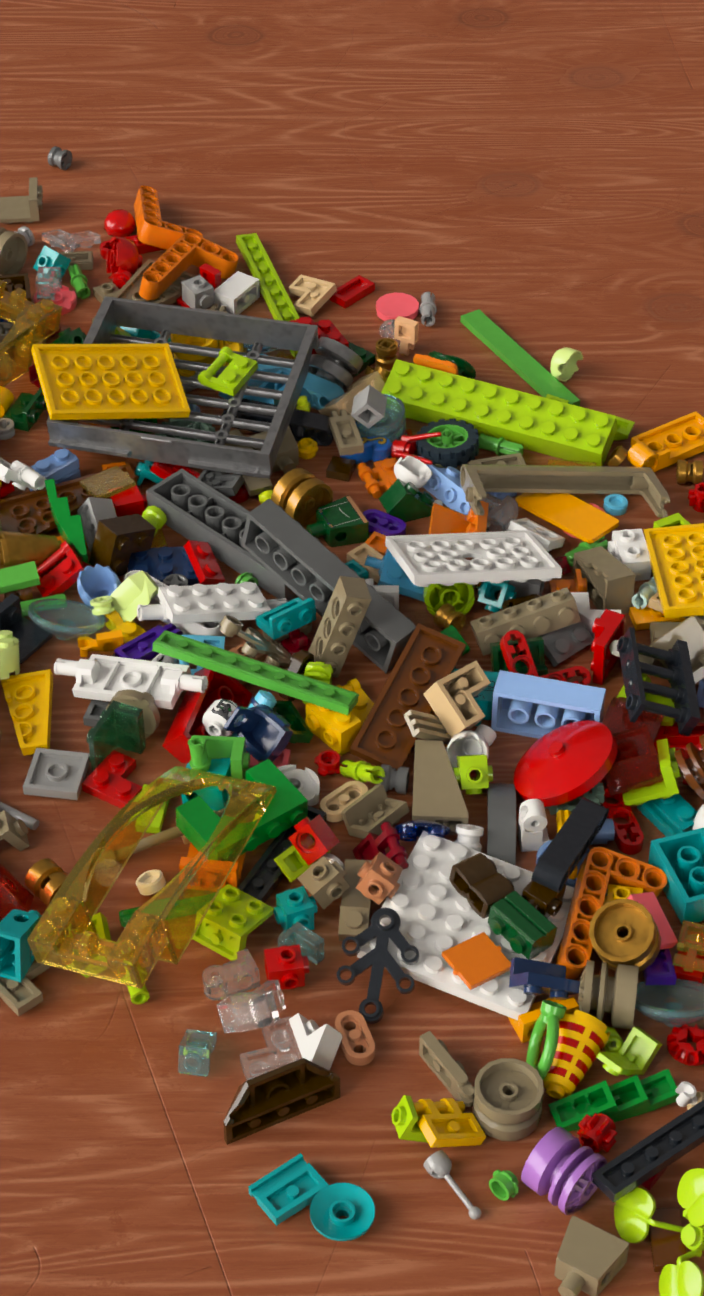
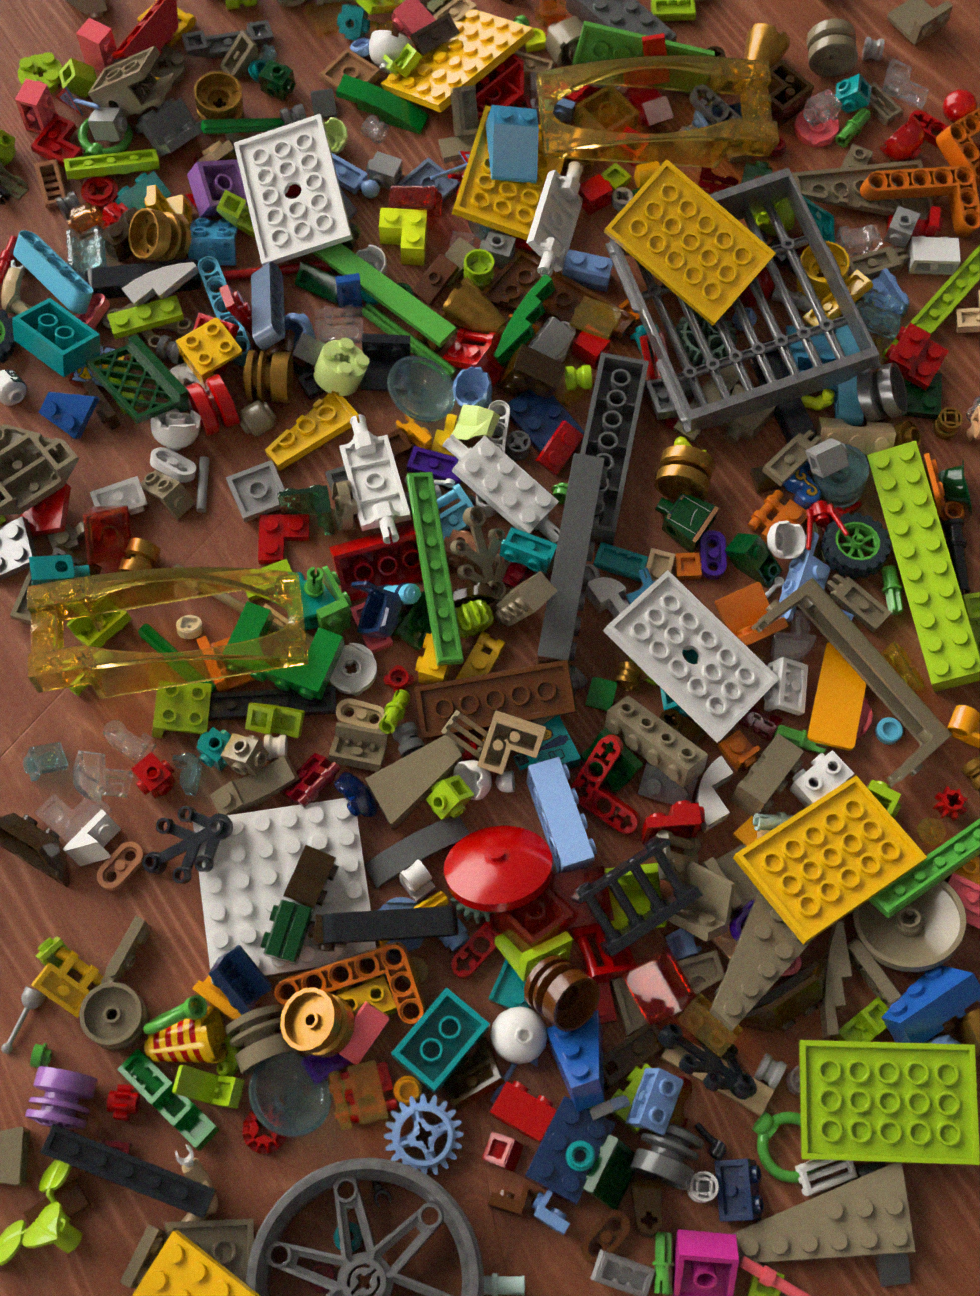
camera: 55 degrees right, 25 degrees up
(102, 605) = (450, 406): yellowish green bush -> none
(121, 277) = (880, 156): red plate -> none
(217, 716) = (377, 571): white head -> none
(233, 376) = (787, 327): lime plate -> none
(306, 846) = (281, 720): red brick -> none
(307, 448) = (769, 441): yellow plate -> none
(379, 878) = (267, 794): nougat brick -> none
(469, 836) = (376, 835): white wheel -> none
(477, 960) = (236, 916): orange piece -> none
(617, 456) = (951, 698): pearl gold tile -> none

